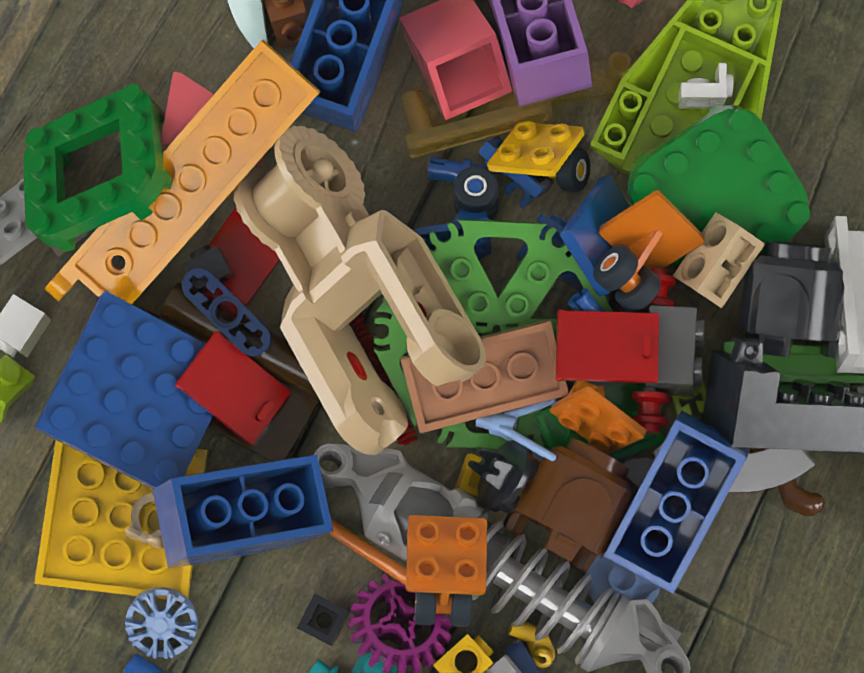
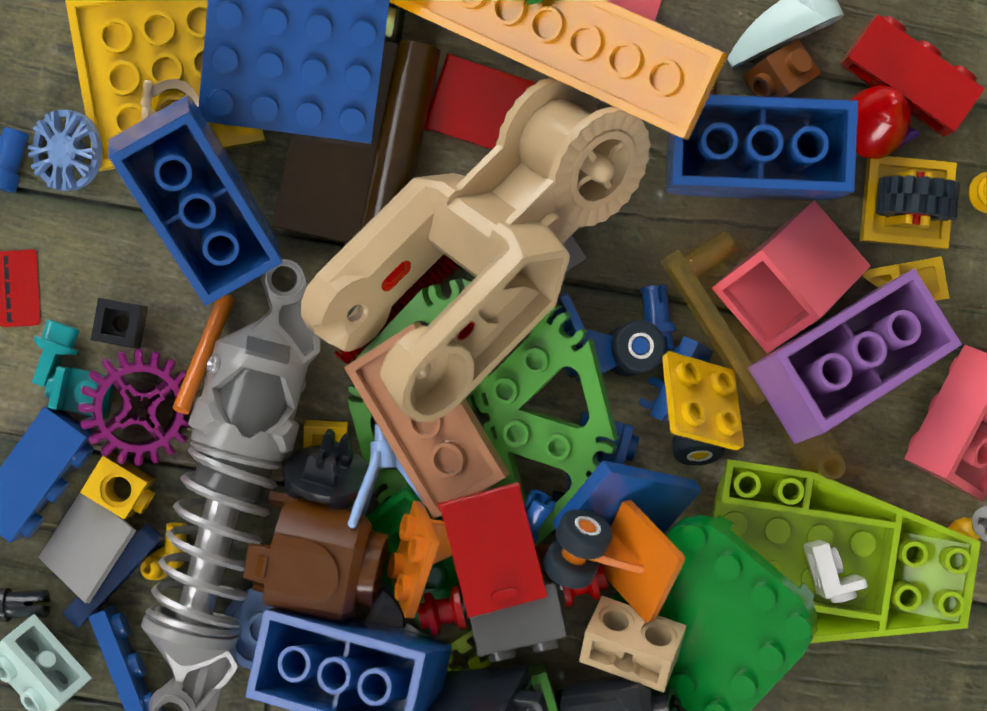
camera: 75 degrees right, 10 degrees up
(200, 299) = (408, 95): dark blue beam -> none
(212, 260) = (464, 77): black plate -> none
(233, 388) = (336, 146): red container -> none
(445, 566) = (199, 441): orange plate -> none

